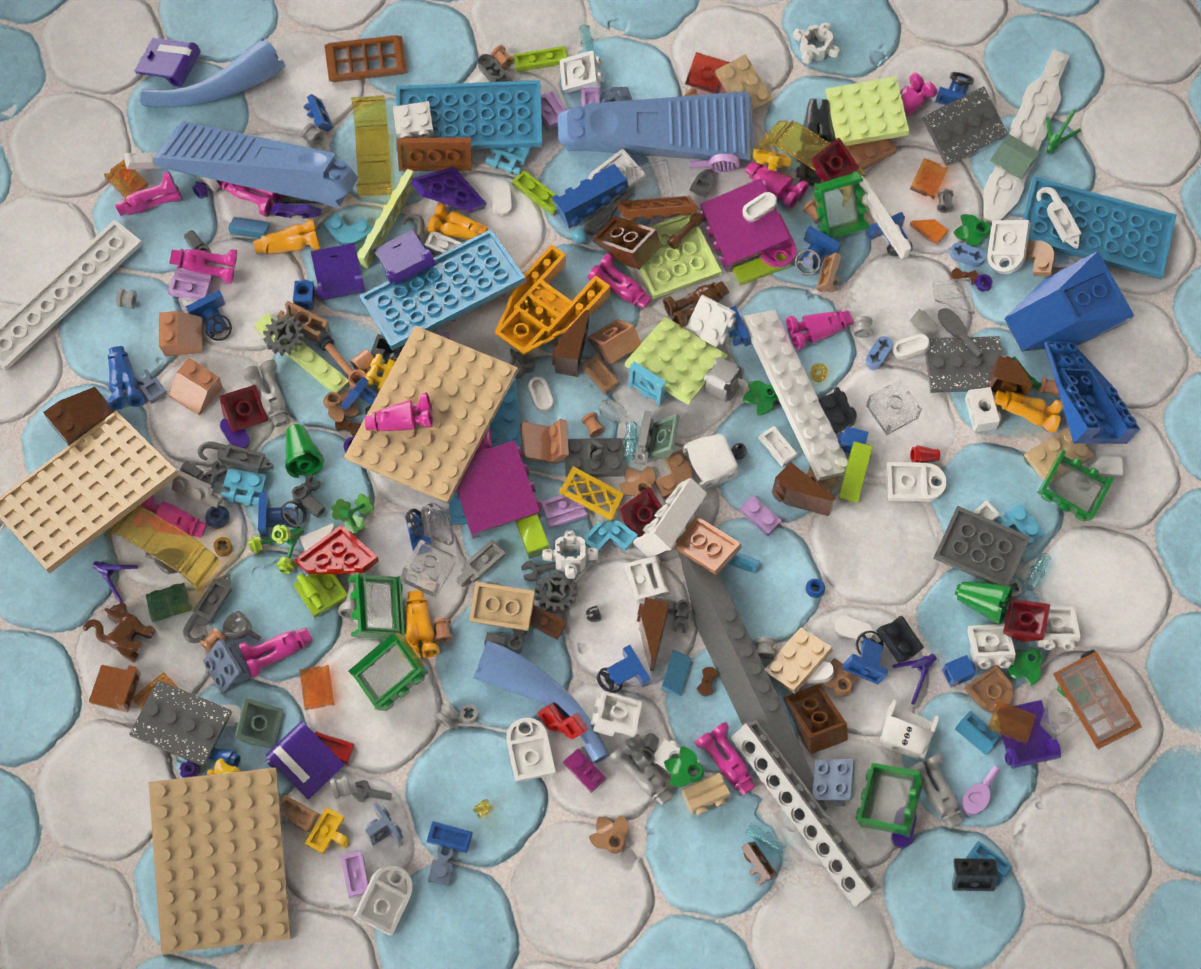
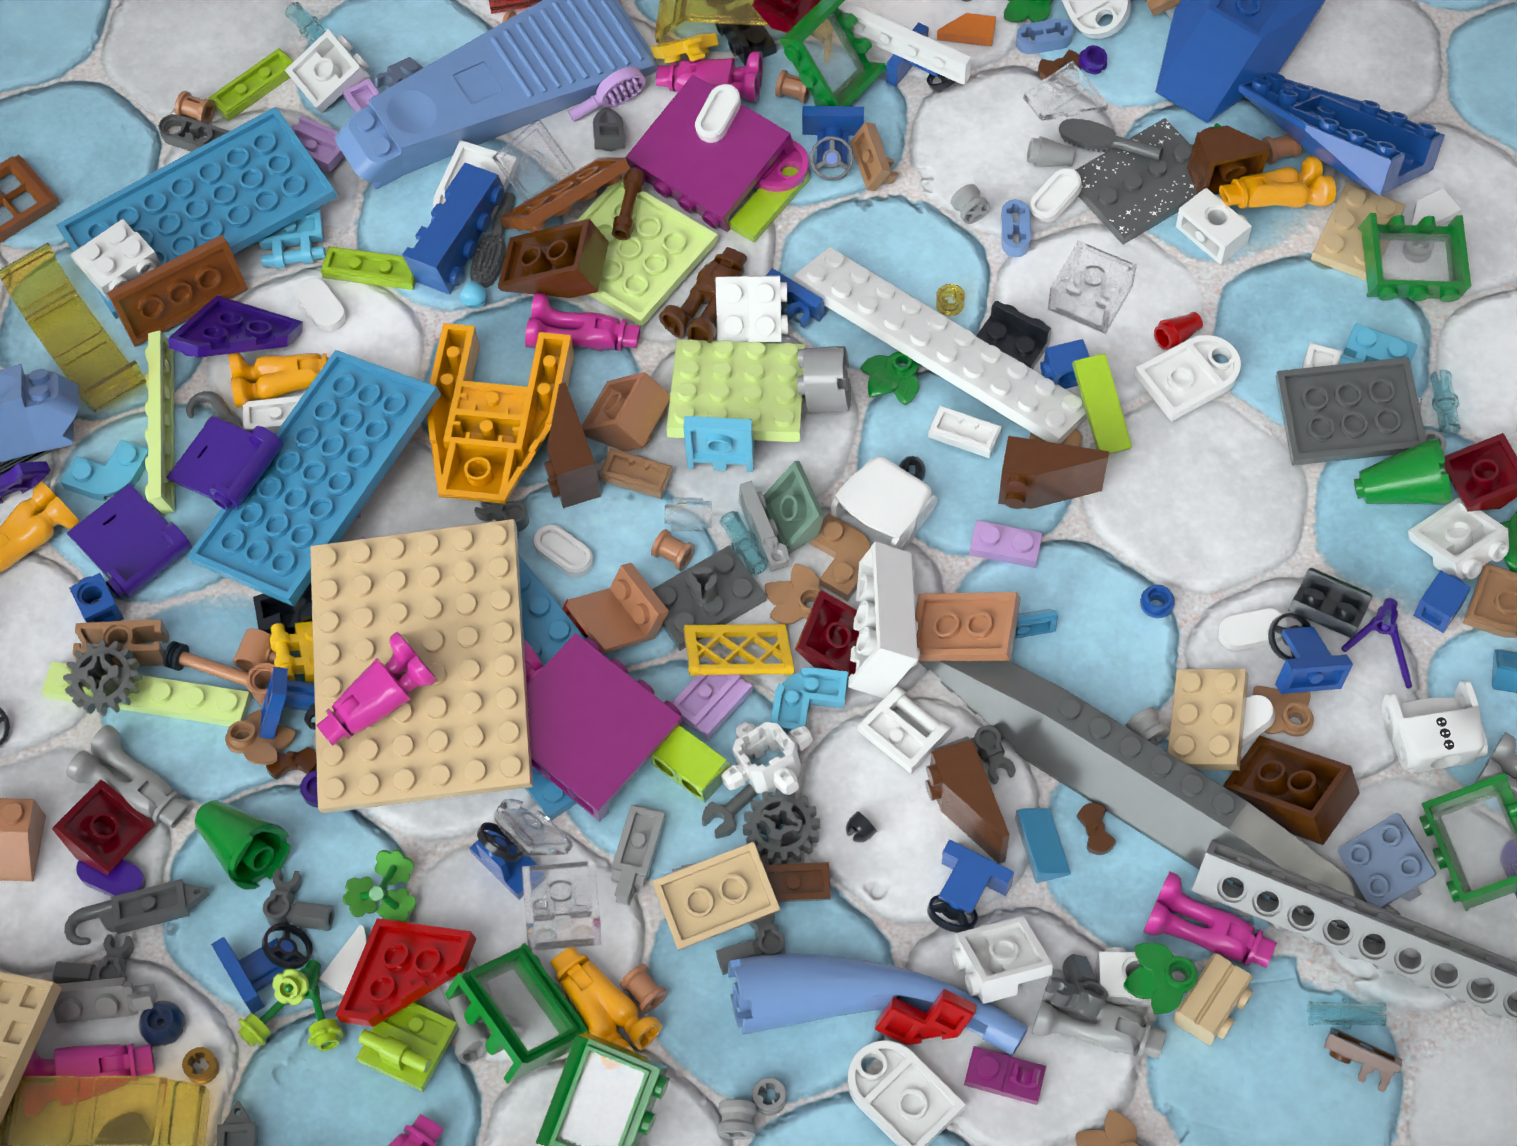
camera: 25 degrees left, 5 degrees down
(243, 481) = (173, 943): medium azure plate -> none
(818, 326) = (908, 234): dark pink piece -> none

